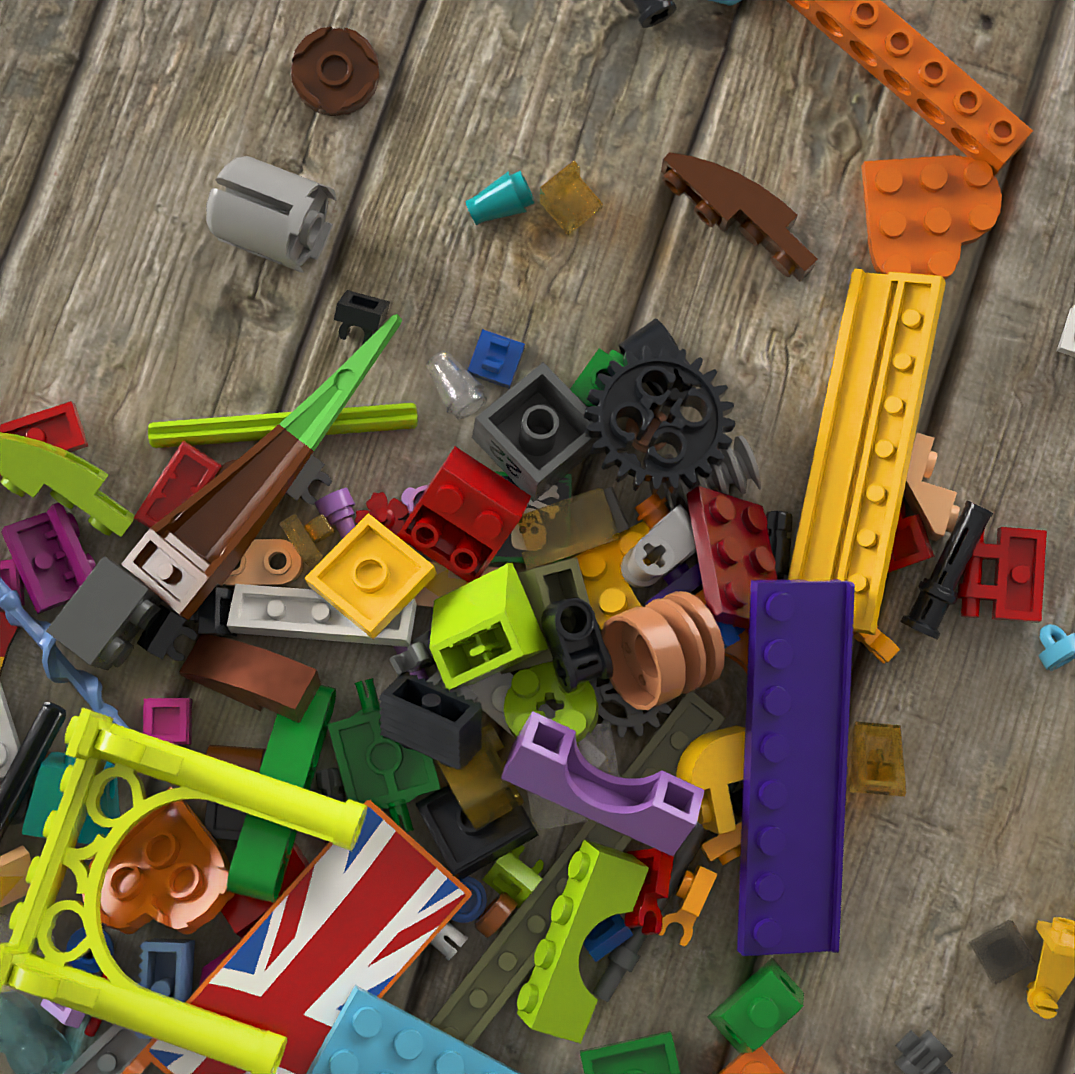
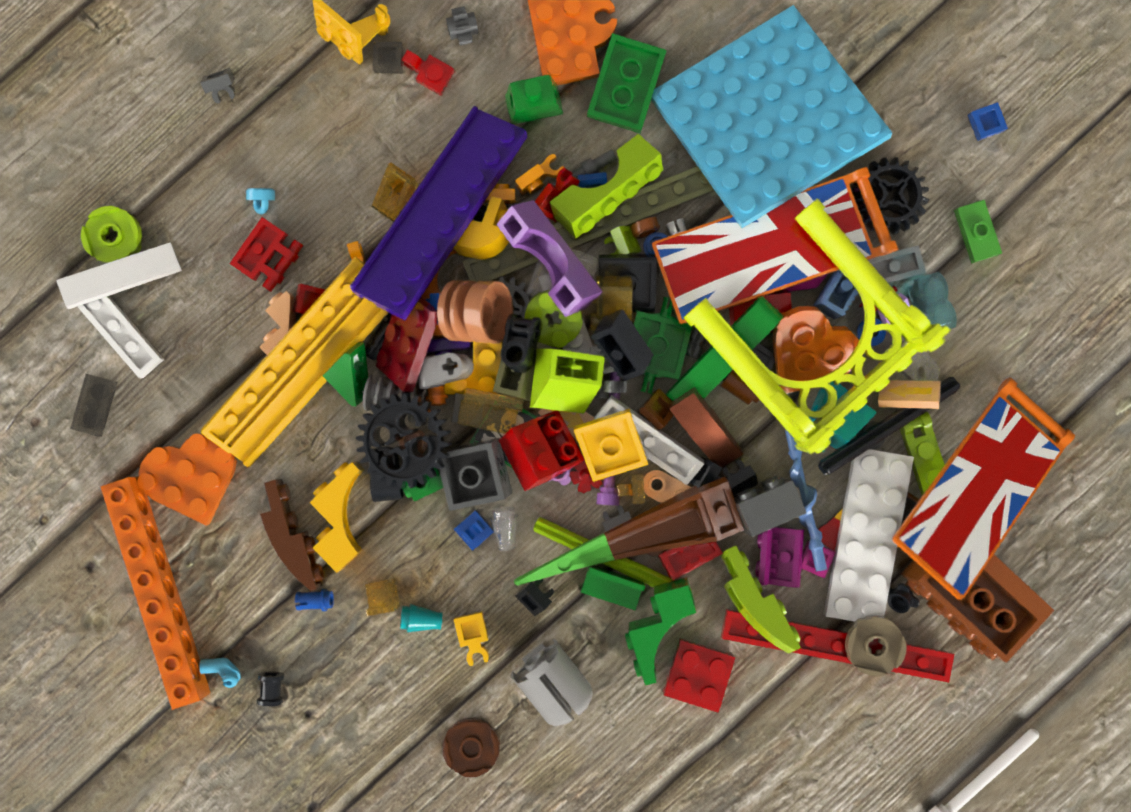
camera: 155 degrees left, 5 degrees up
(76, 336) = (699, 675): none -> red plate
(168, 405) = (674, 603): none -> green arch
(168, 719) = (764, 431): dark pink tile -> none
(261, 387) = (612, 587): none -> green panel
(335, 663) = (657, 409): none -> reddish brown tile
(418, 220) = (471, 632): none -> yellow plate
(658, 144) = (314, 600): none -> blue pin
(668, 234) = (331, 501): none -> yellow arch
(787, 470) = (350, 374): none -> green slope
(925, 966) = (431, 73): none -> red plate
(933, 596) = (264, 290): black pin -> none

